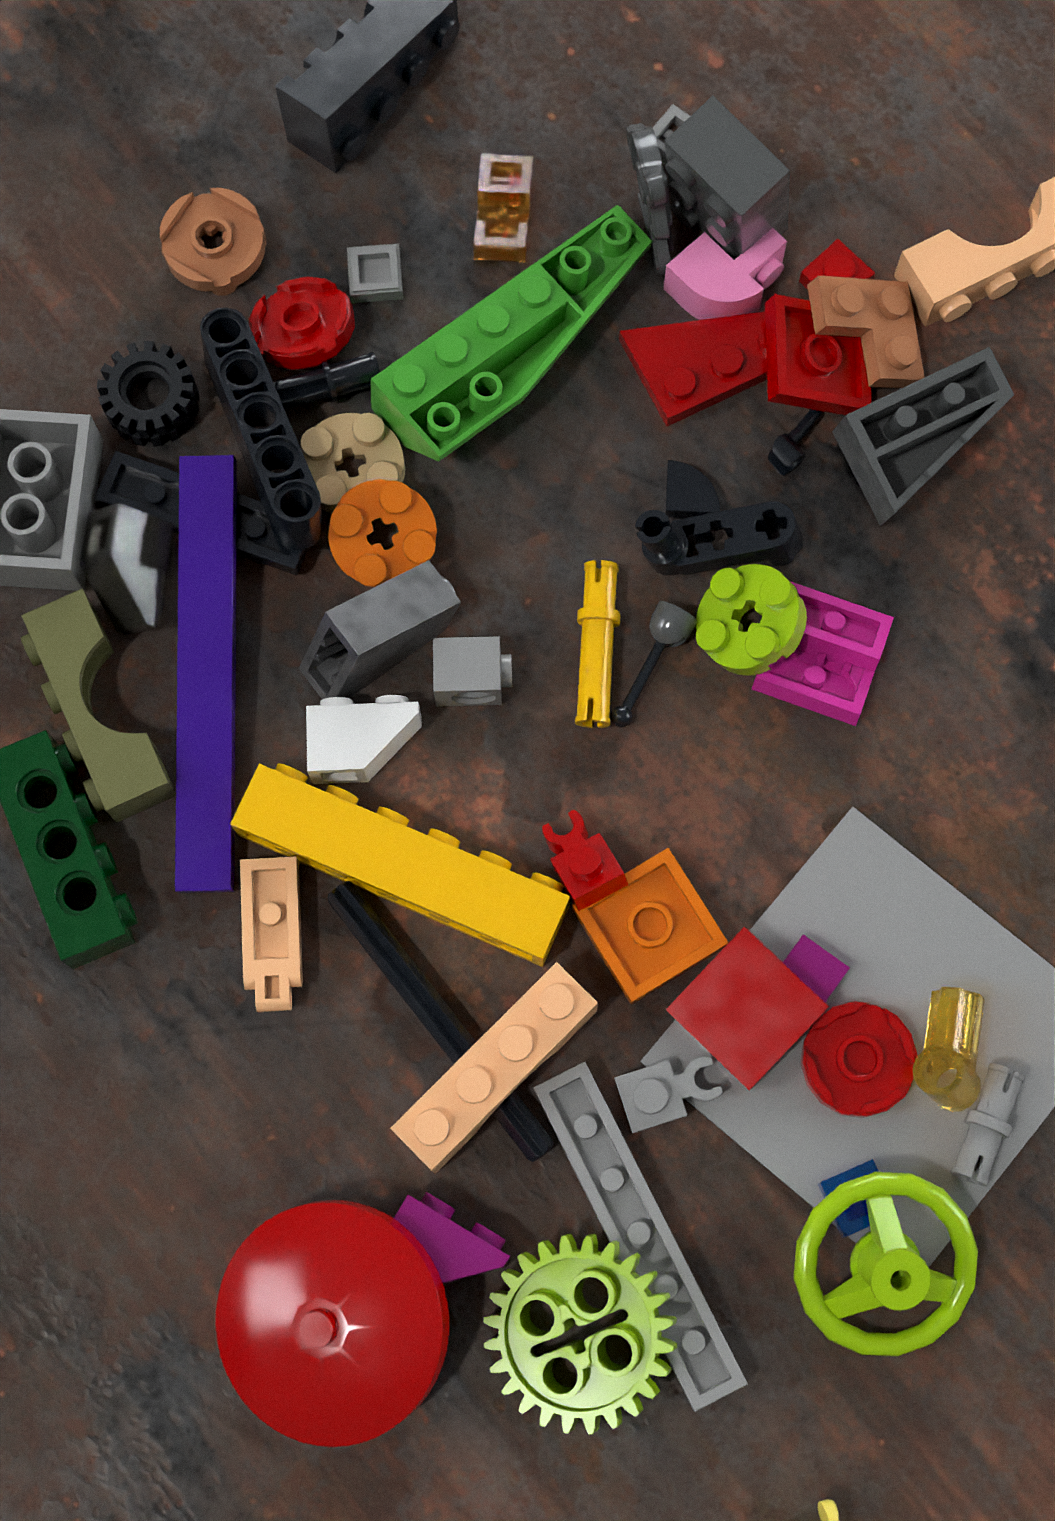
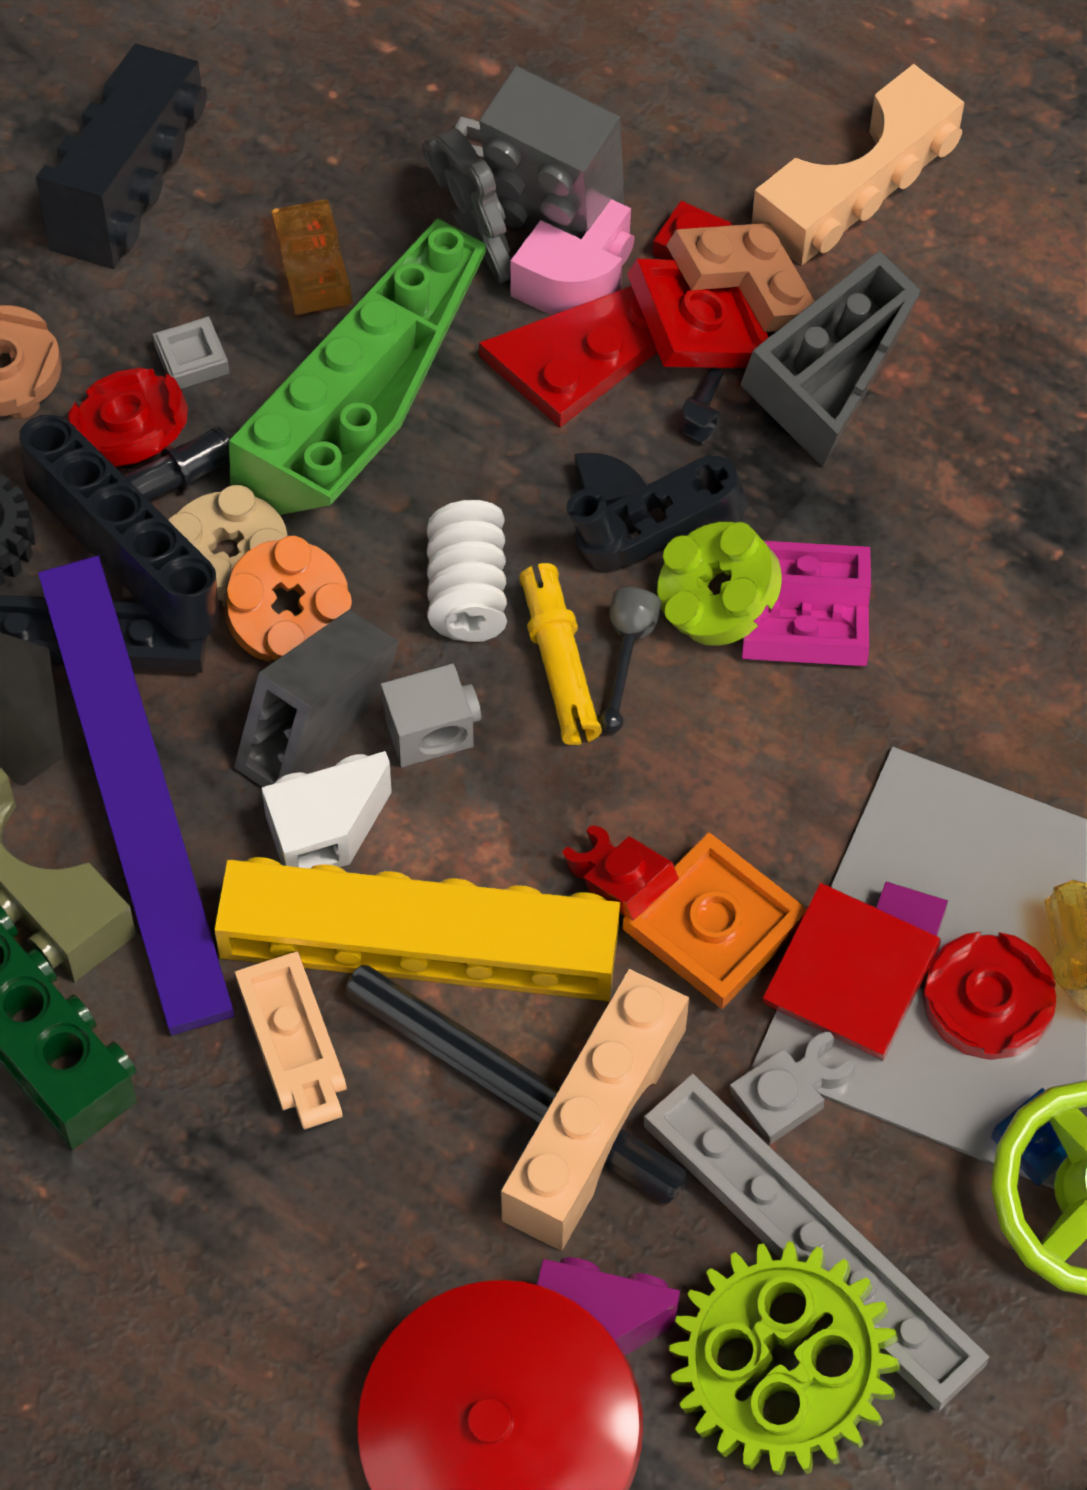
camera: 20 degrees left, 15 degrees down
(537, 544) = (466, 571): none -> white piece

